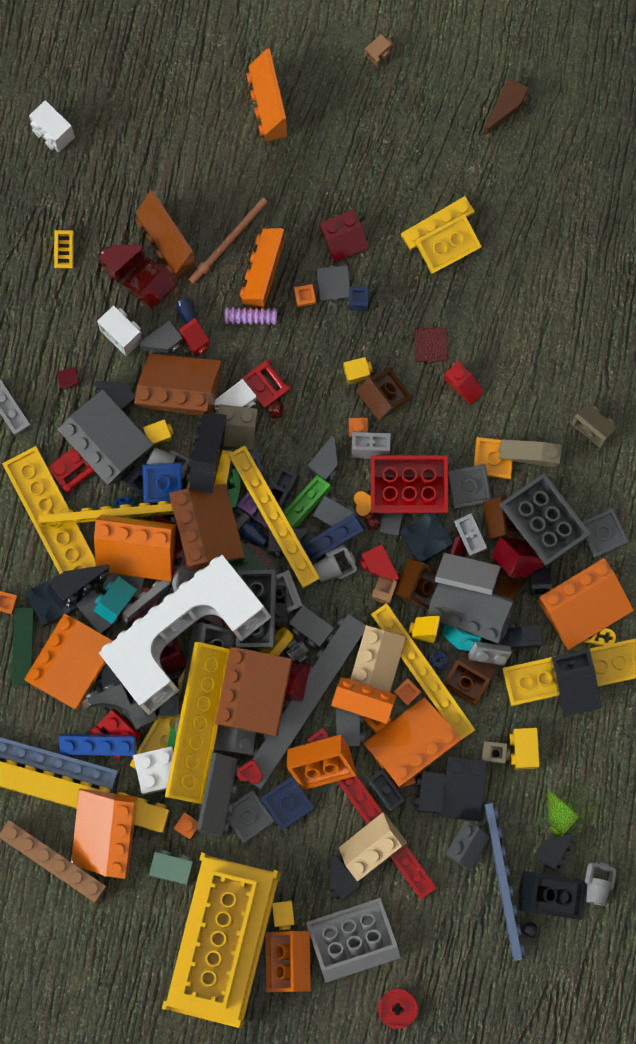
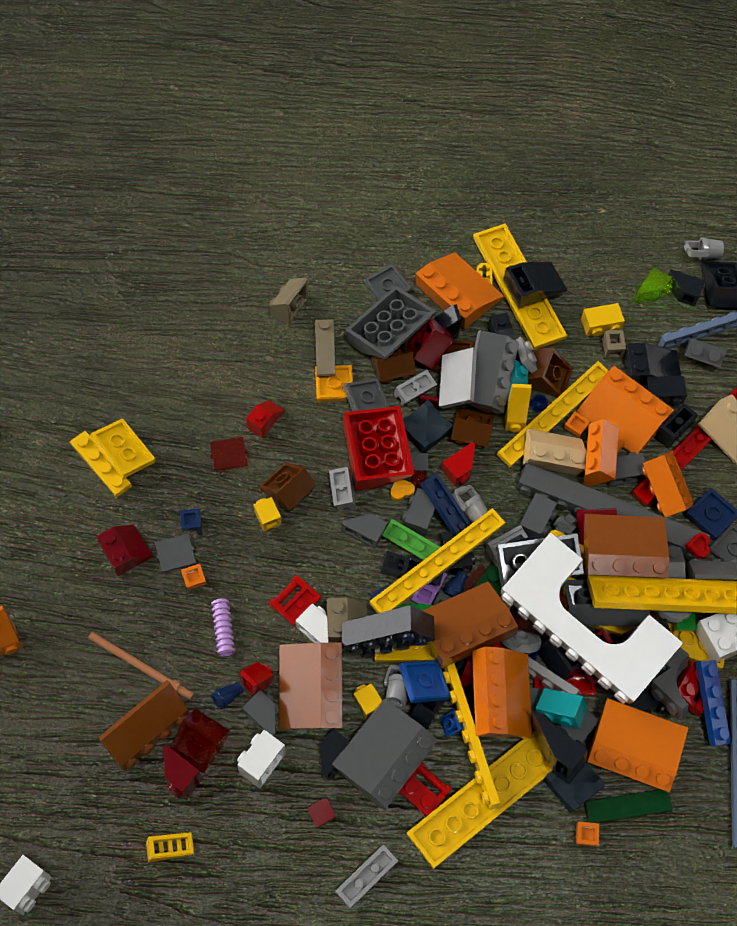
camera: 105 degrees left, 15 degrees down
(263, 267) = (168, 619): orange slope -> none
(276, 410) = (321, 586): clear red plate -> none
(358, 425) = (325, 506): orange plate -> none
(384, 591) = (485, 457): medium nougat panel -> none

